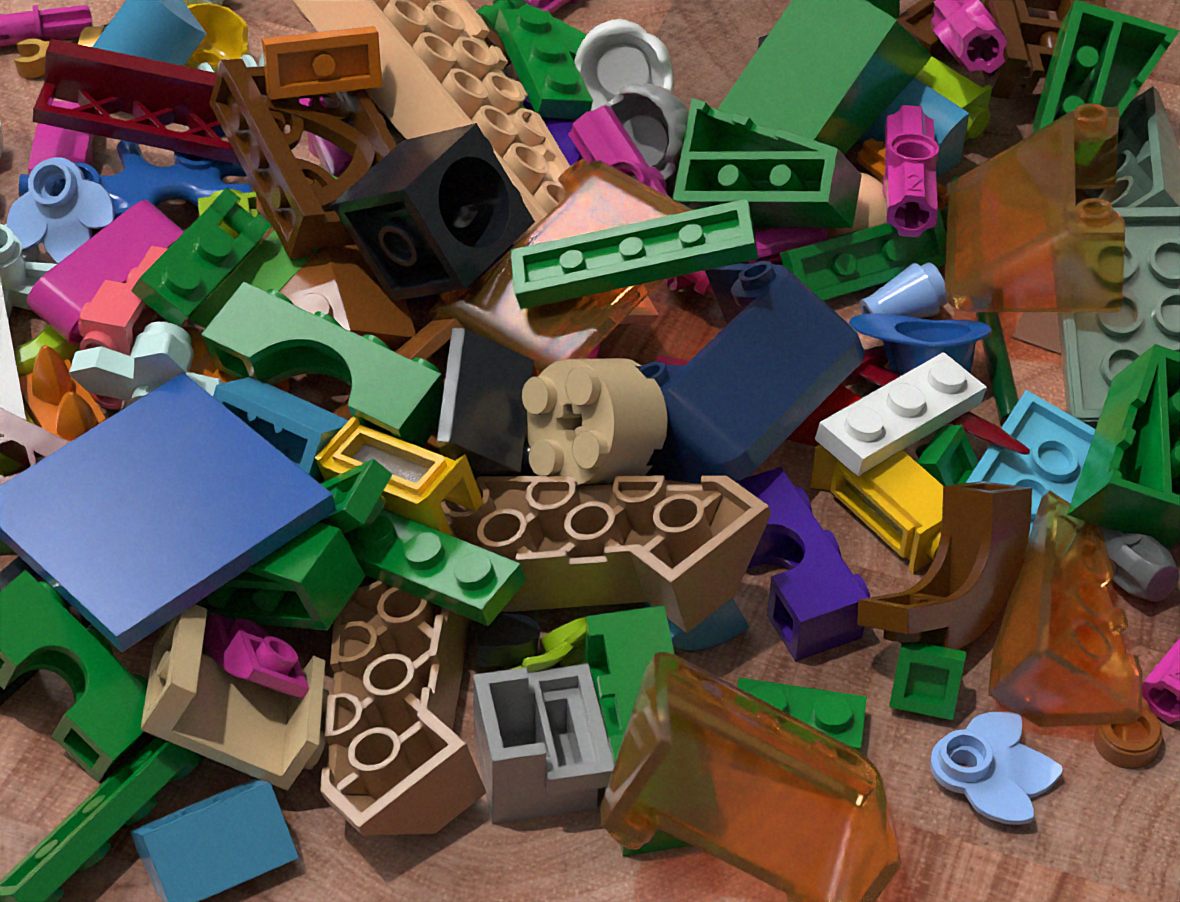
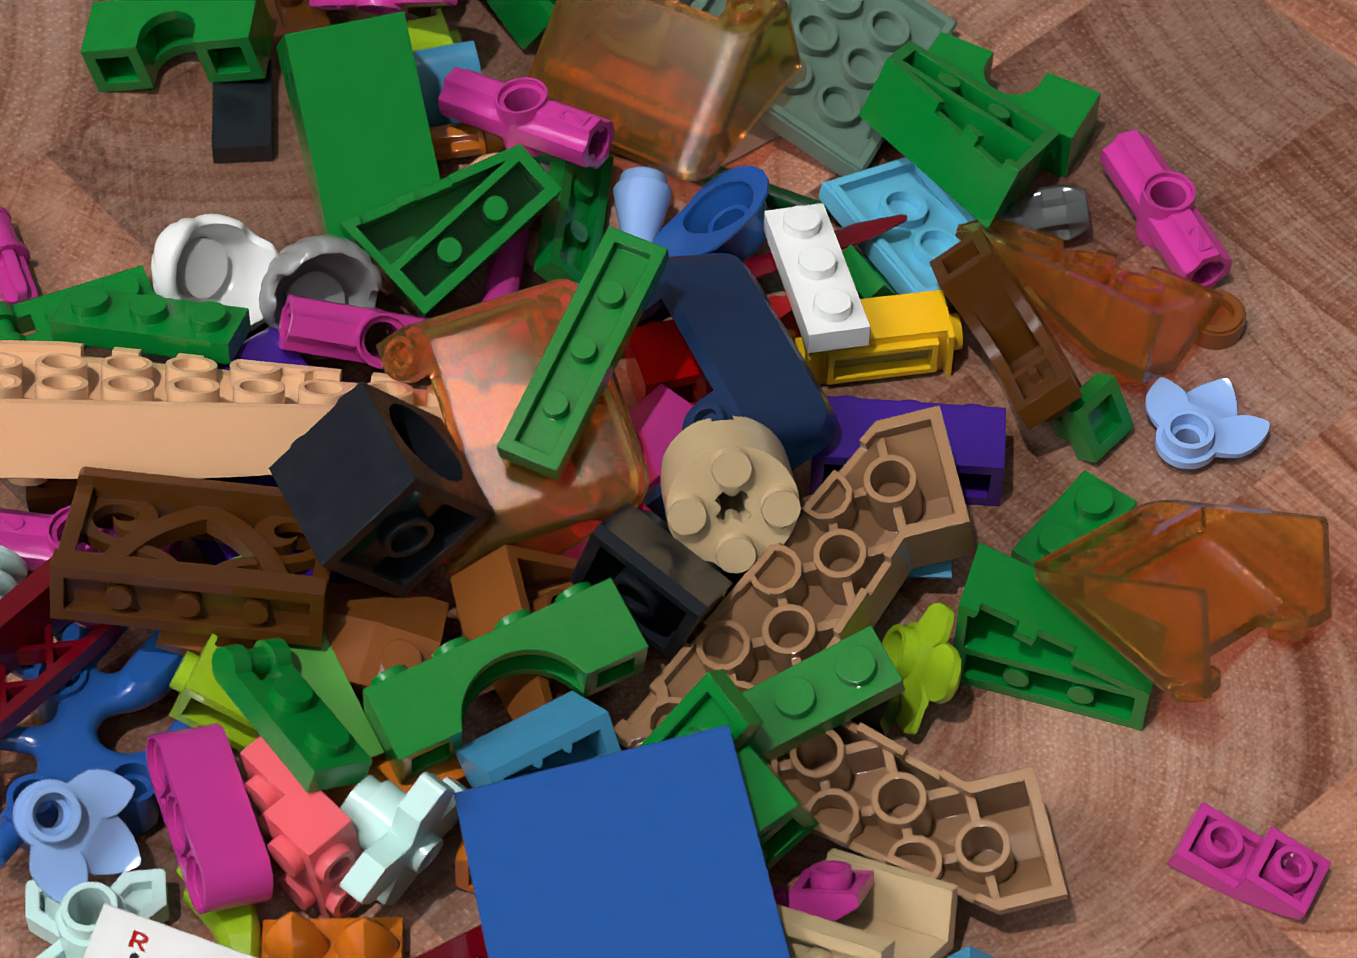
camera: 60 degrees left, 5 degrees up
(322, 62) = (110, 484): orange tile -> none
(418, 477) = (652, 686): yellow window -> none
(540, 741) = (1021, 716): light grey plate -> none

